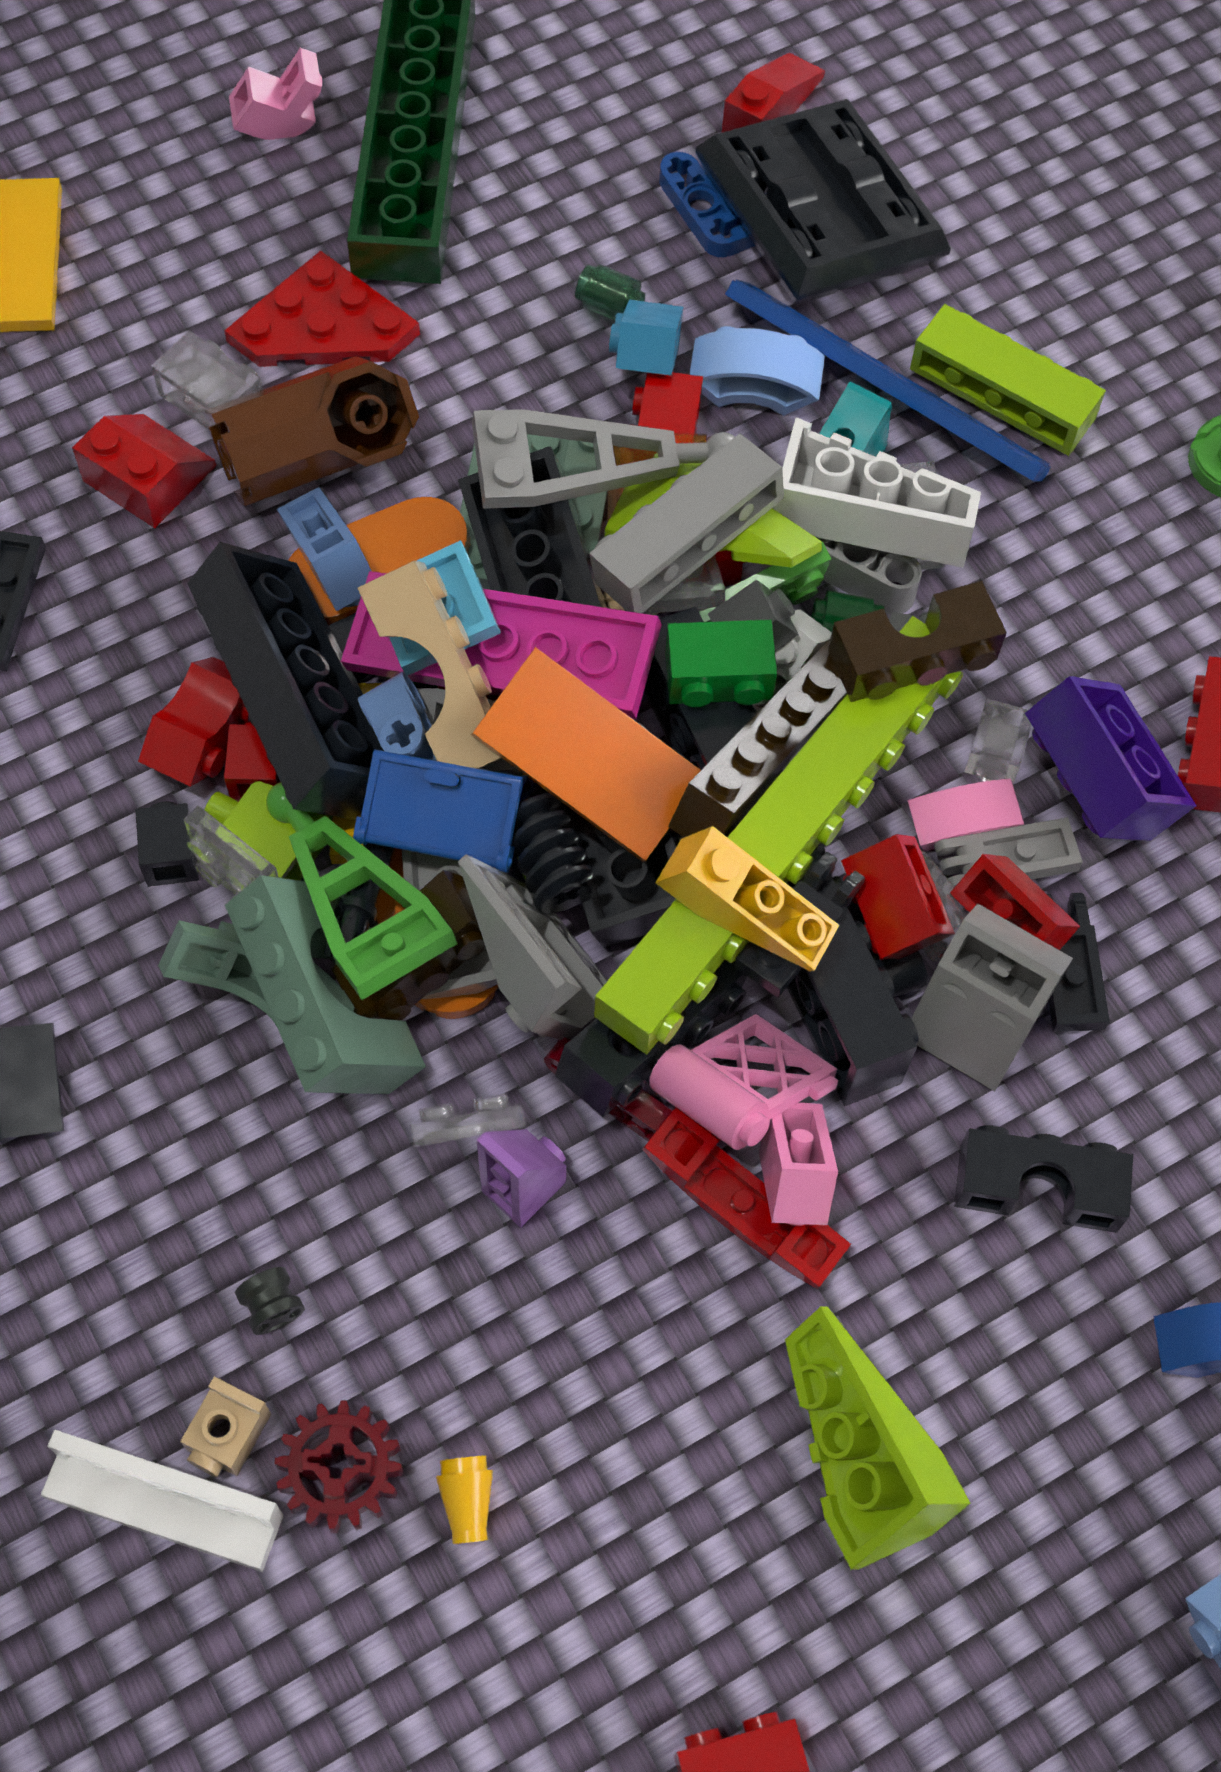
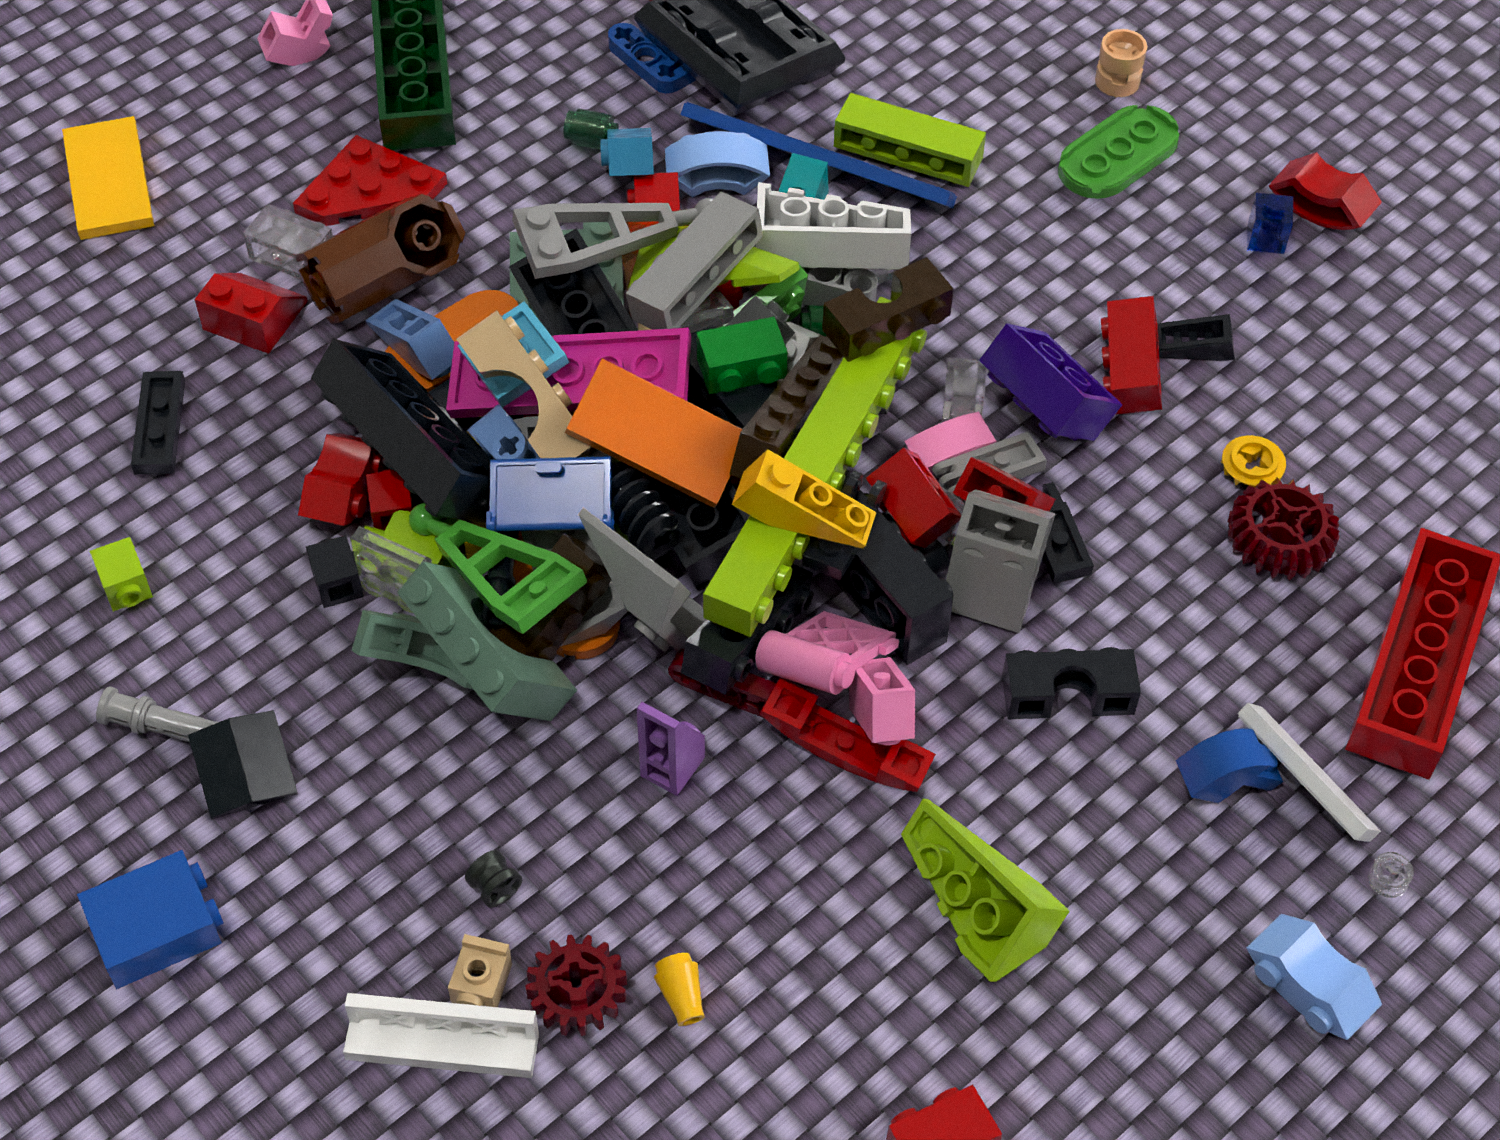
camera: 10 degrees left, 10 degrees down
(489, 1114) = (606, 723): clear plate -> none

